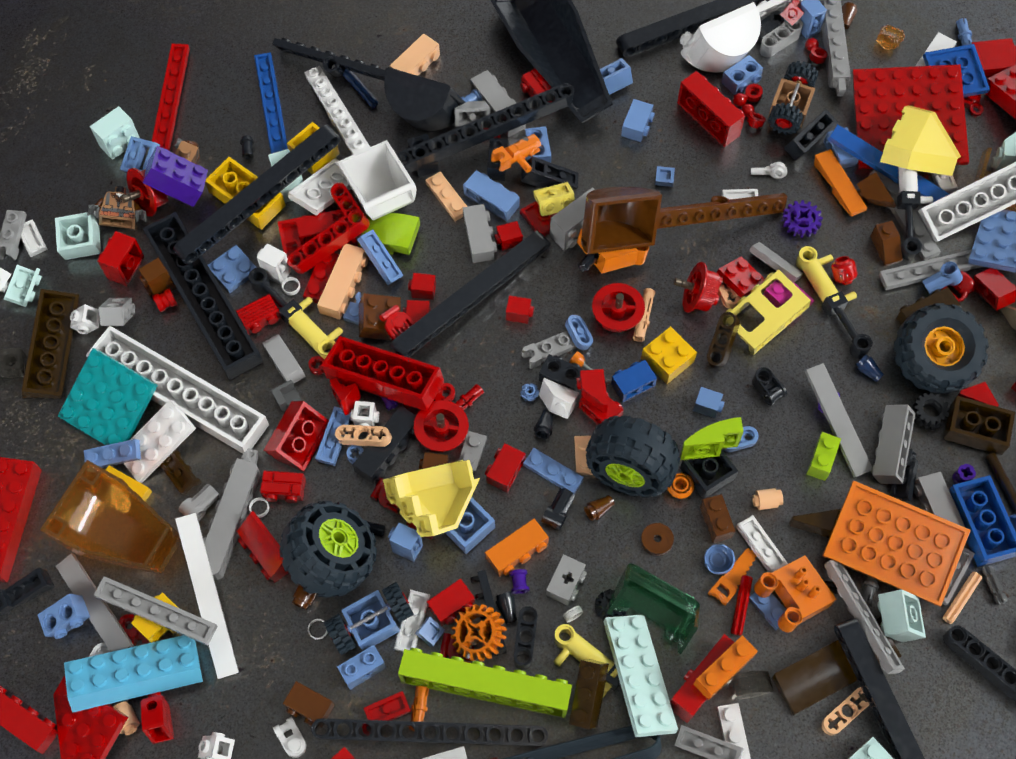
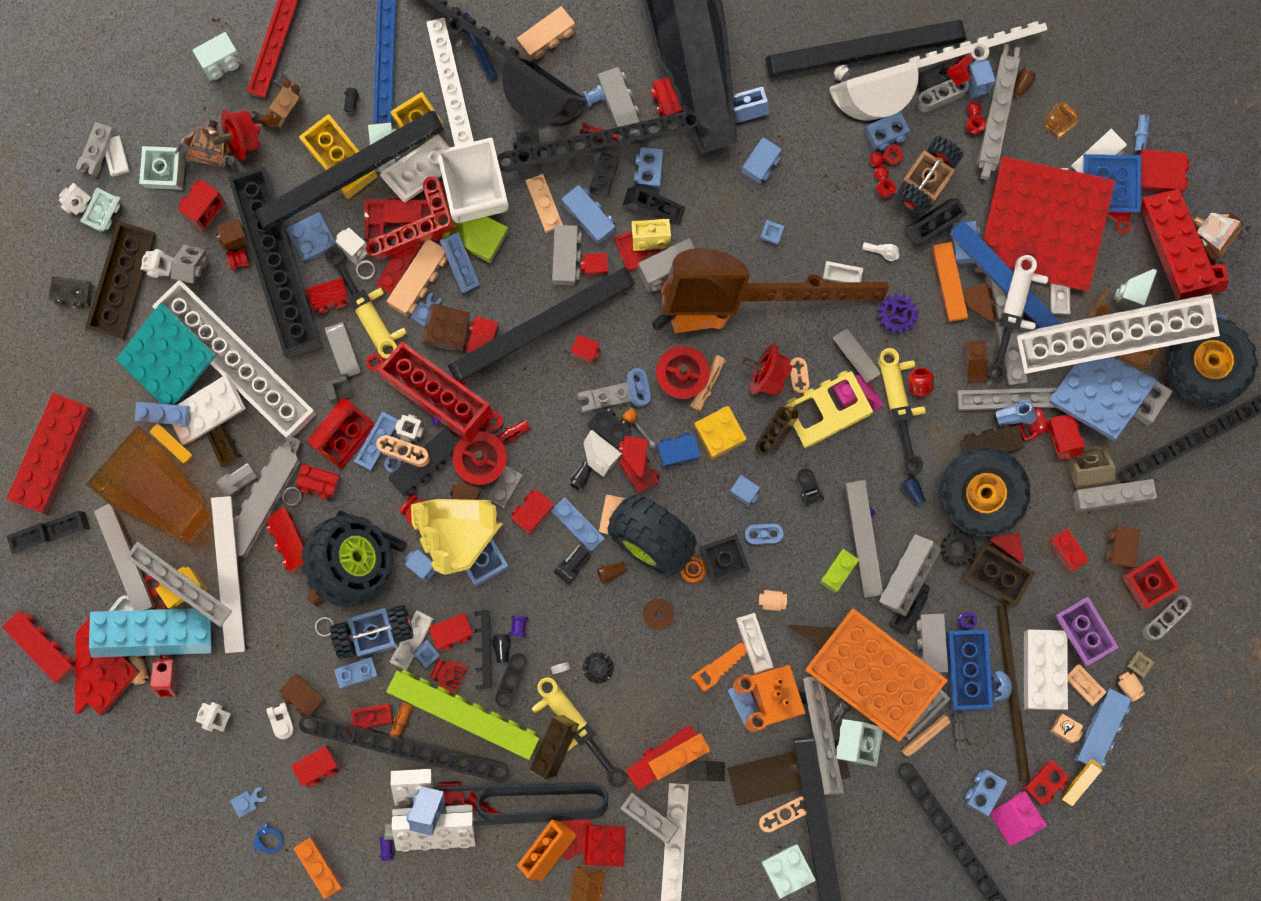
camera: 10 degrees right, 15 degrees up
(63, 616) = (90, 564): medium blue brick -> none
(136, 152) = (233, 87): medium blue plate -> none
(175, 176) = (269, 129): dark purple brick -> none
(344, 395) = (395, 405): red slope -> none
(395, 321) = (457, 339): red piece -> none
(422, 286) = (496, 301): red brick -> none
(465, 642) = (454, 673): orange gear -> none
(470, 112) = (590, 116): light grey slope -> none
(517, 152) = (625, 175): orange piece -> none
(517, 548) = (524, 594): orange brick -> none
(529, 396) = (575, 443): medium blue plate -> none
(566, 569) = (564, 624): light grey brick -> none
(640, 676) = (604, 740): light aqua plate -> none
(658, 602) = (641, 675): clear green windscreen -> none
(710, 108) = (840, 166): red brick -> none
(712, 439) = (731, 537): lime slope -> none
(717, 518) = (719, 609): reddish brown brick -> none
(719, 559) = (709, 648): medium blue hair -> none
(740, 276) = (816, 364): red plate -> none
(741, 605) = (718, 696): red axle -> none
(920, 143) = (1040, 264): light yellow panel -> none

